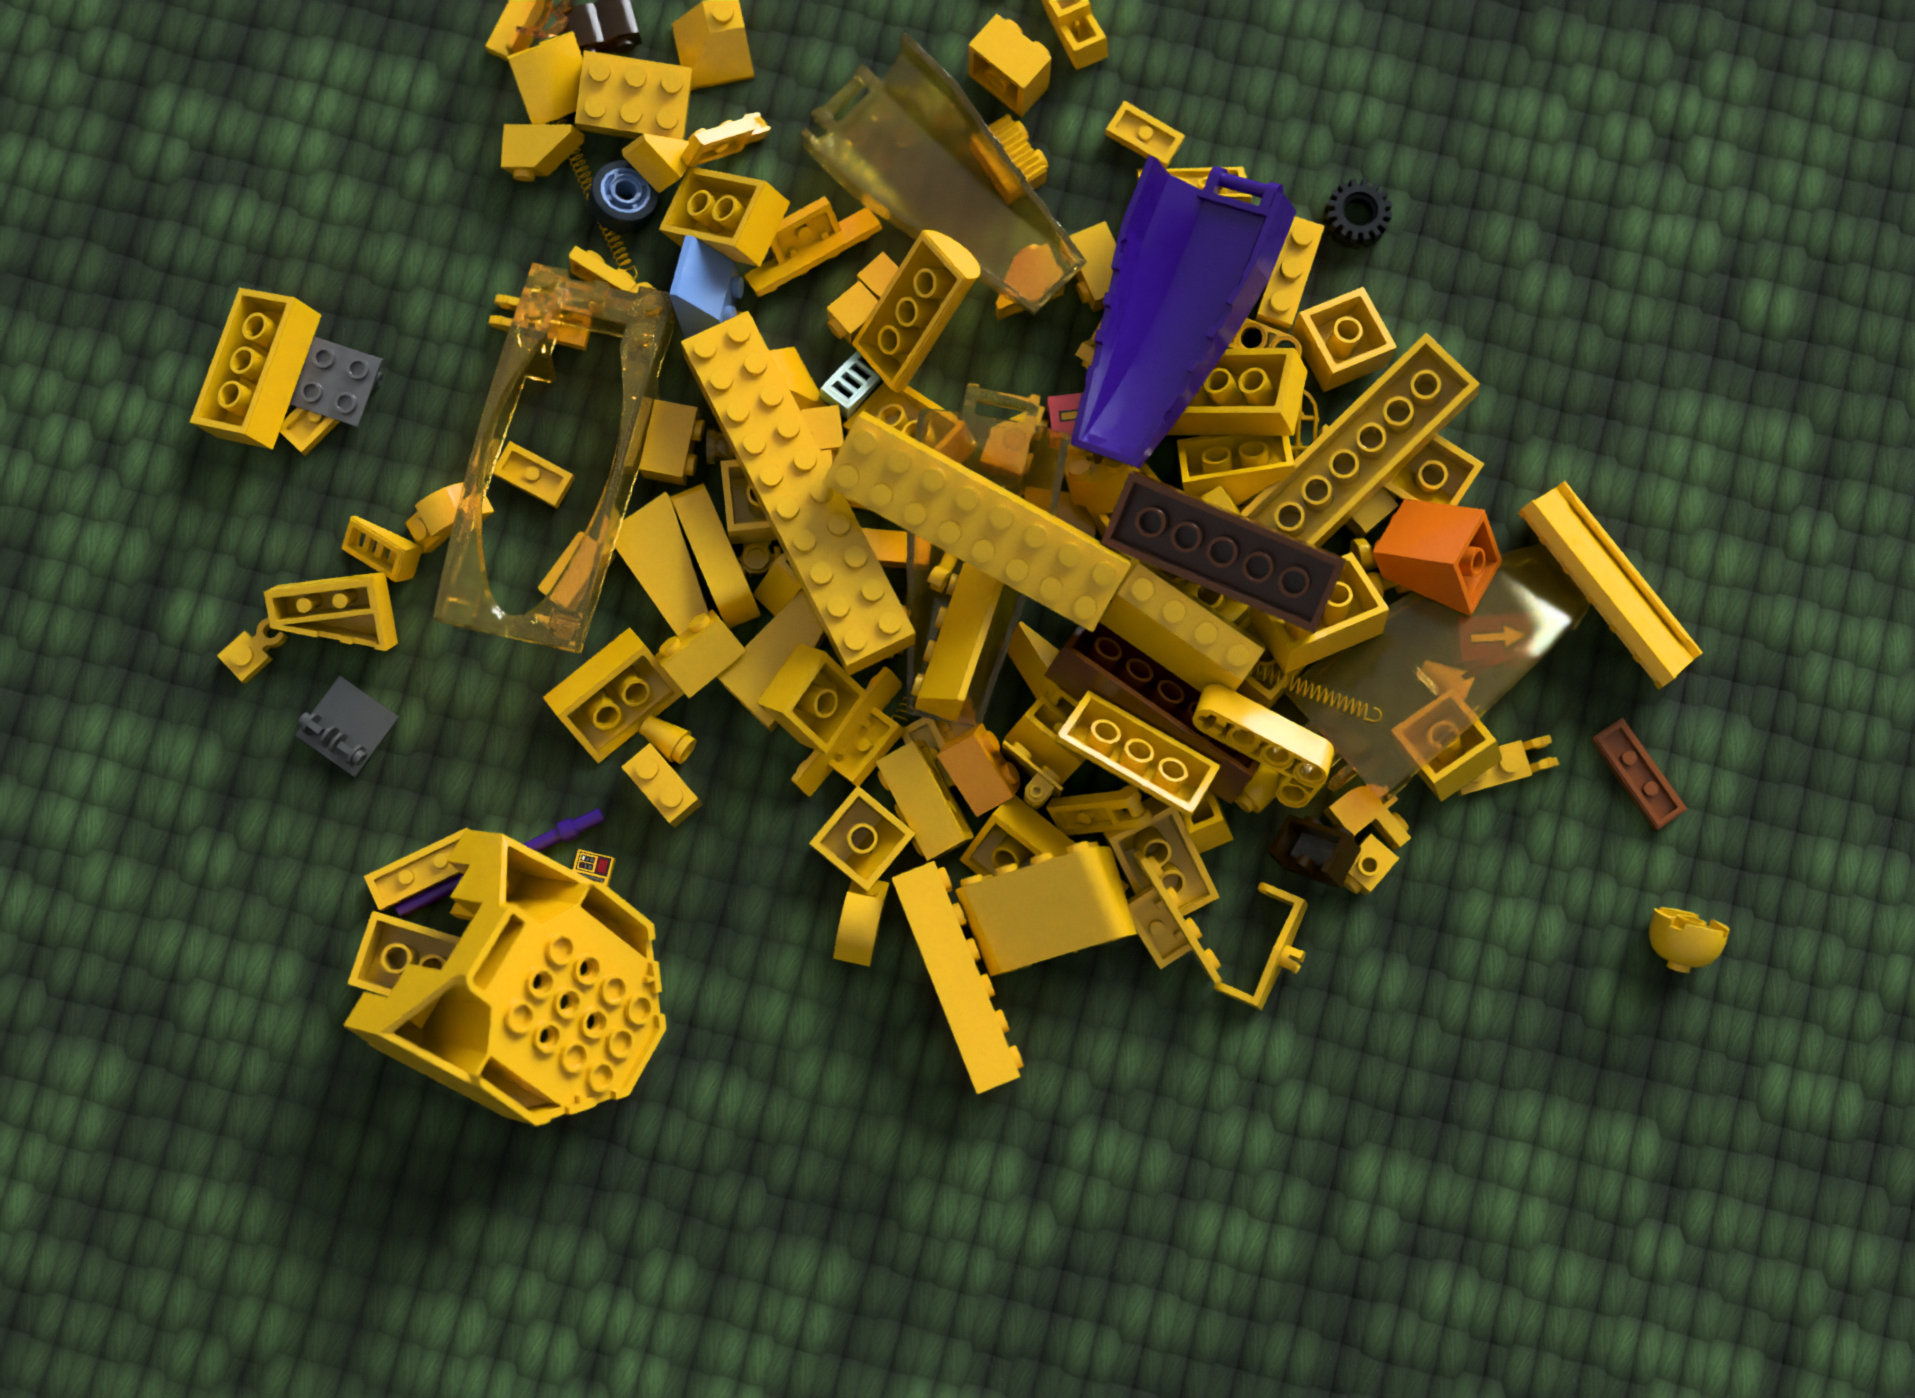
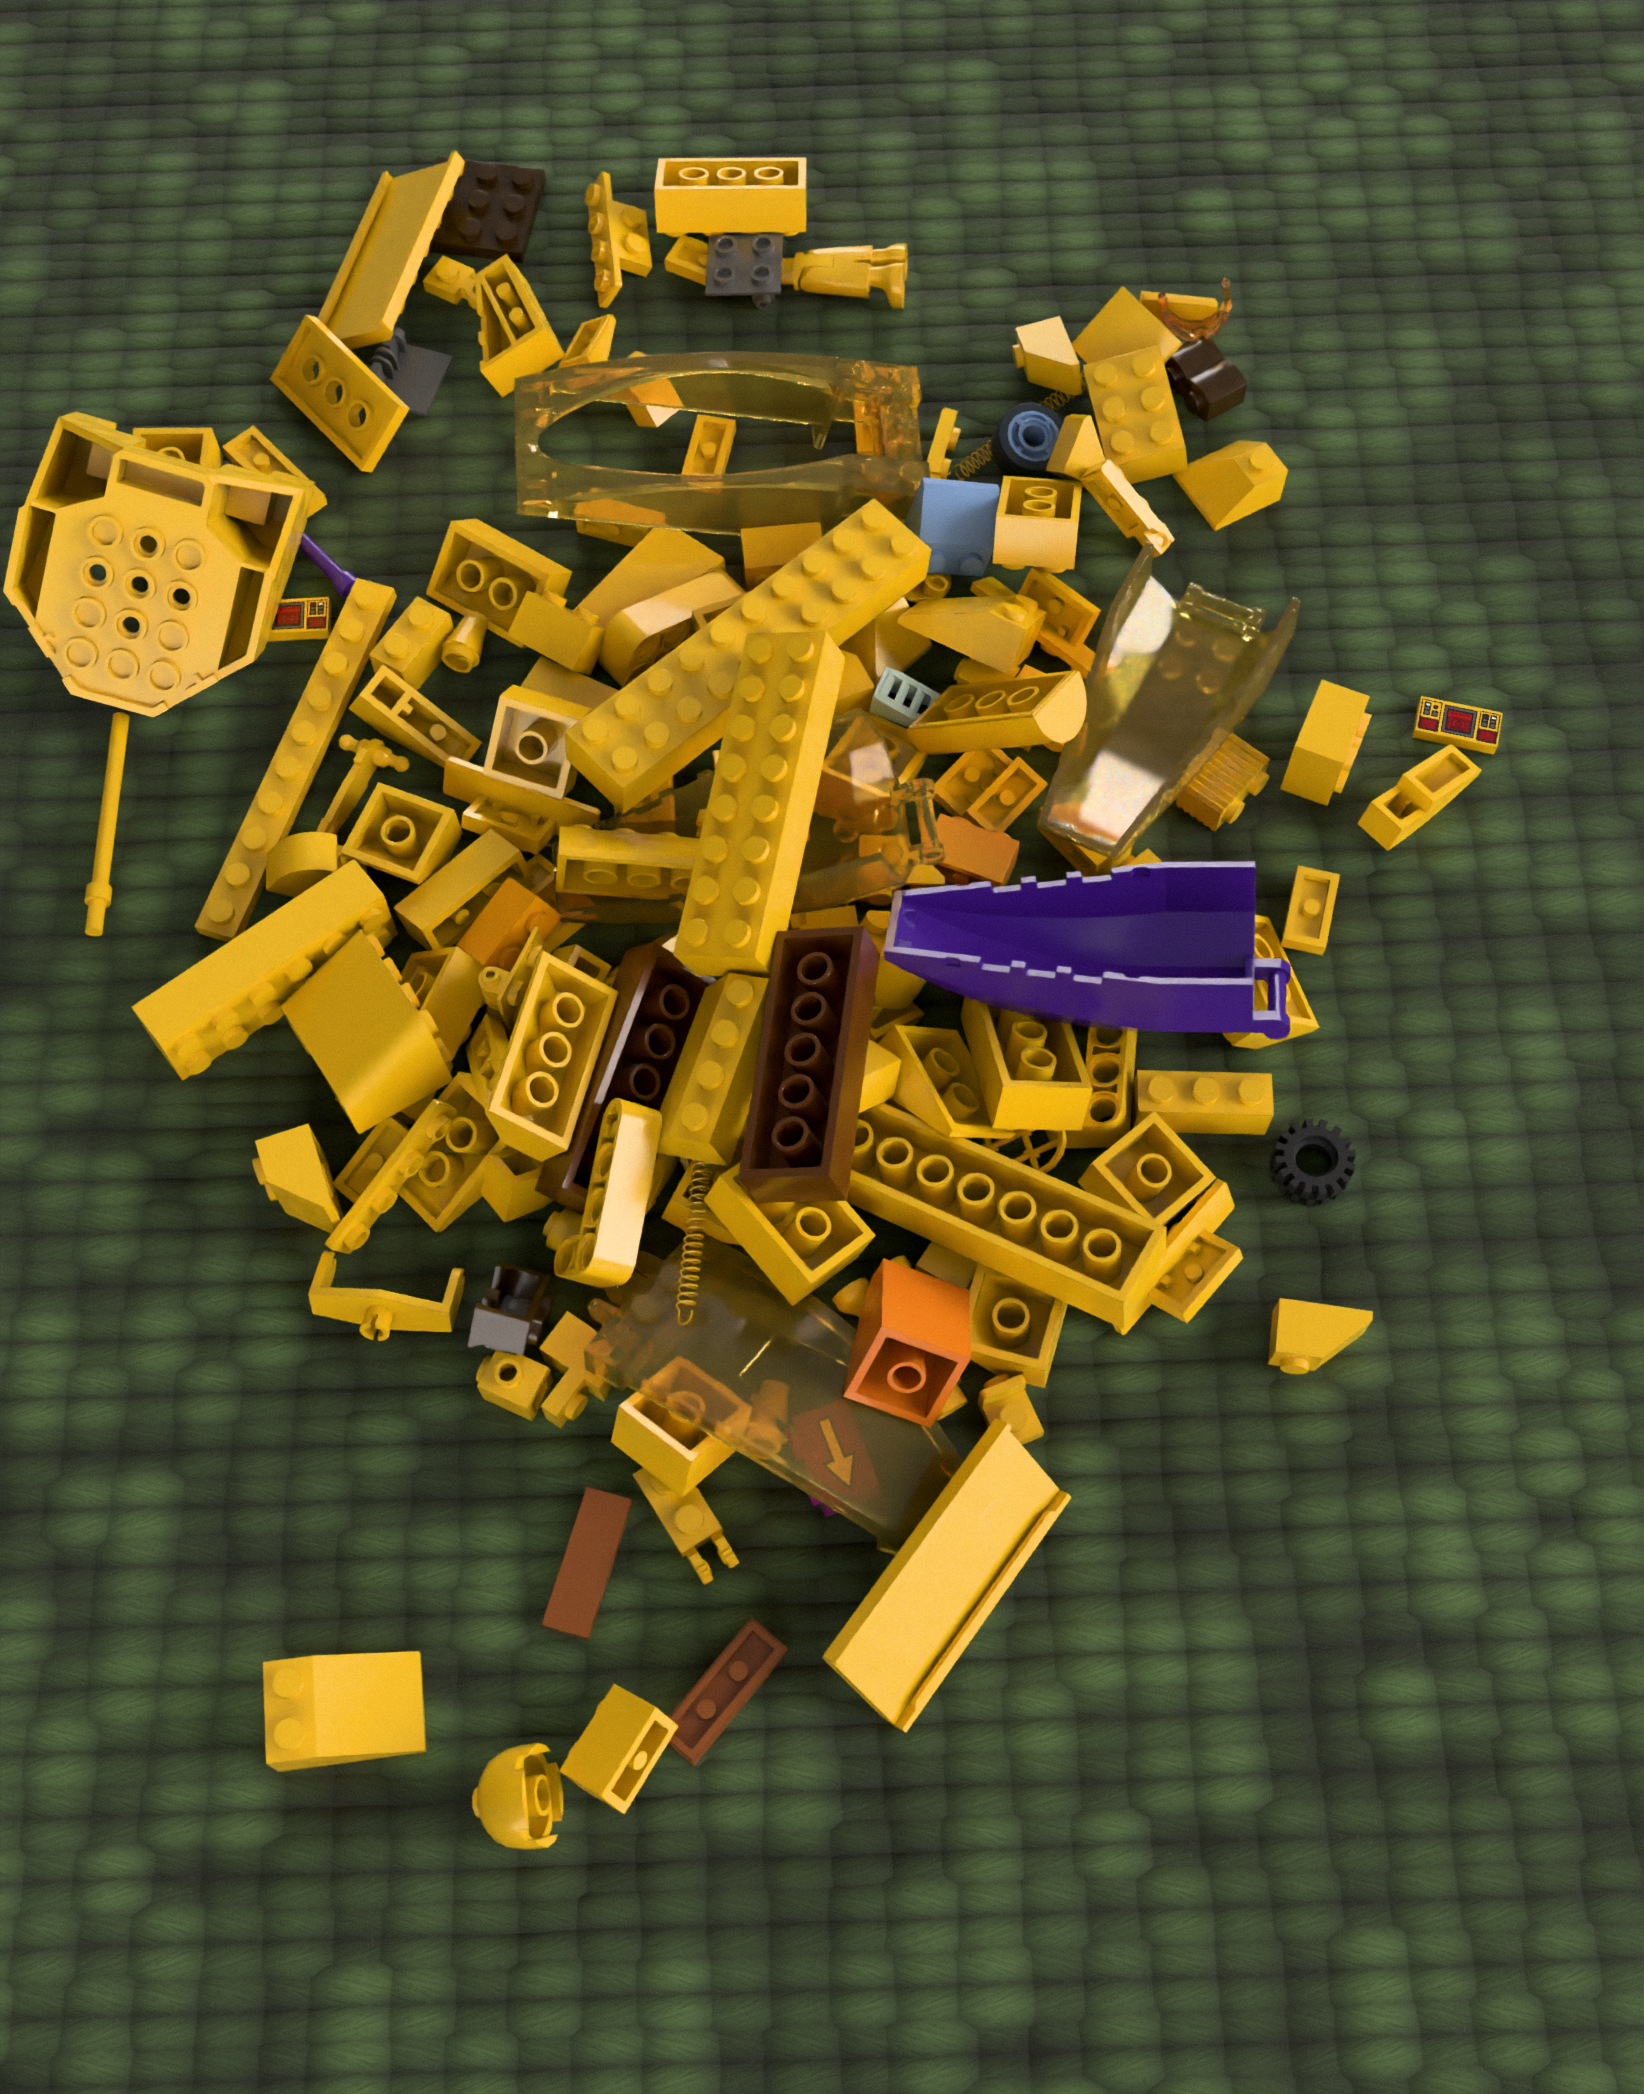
camera: 75 degrees right, 15 degrees down
(167, 608) = (490, 211): none -> dark brown plate
(206, 705) = (388, 253): none -> yellow ladder
(256, 490) = (618, 239): none -> yellow bracket
(356, 810) = (318, 399): none -> yellow plate
(374, 292) = (850, 271): none -> yellow piece
(737, 804) = (412, 720): none -> yellow slope
(740, 911) = (296, 760): none -> yellow plate
(758, 846) = (368, 757): none -> yellow piece
(812, 300) = (986, 628): none -> yellow slope
(821, 1113) = (98, 891): none -> yellow bar
(960, 351) = (988, 788): none -> yellow slope
(1022, 371) = (974, 853): none -> light orange brick
(1157, 990) = (299, 1177): none -> yellow slope
(1411, 321) = (1193, 1261): none -> yellow bracket
(1494, 499) = (1009, 1402): none -> yellow bracket
(1495, 265) = (1312, 1333): none -> yellow slope
(1518, 847) = (587, 1563): none -> dark orange tile
(1583, 1053) = (342, 1708): none -> yellow slope
(1668, 858) = (618, 1748): none -> yellow brick

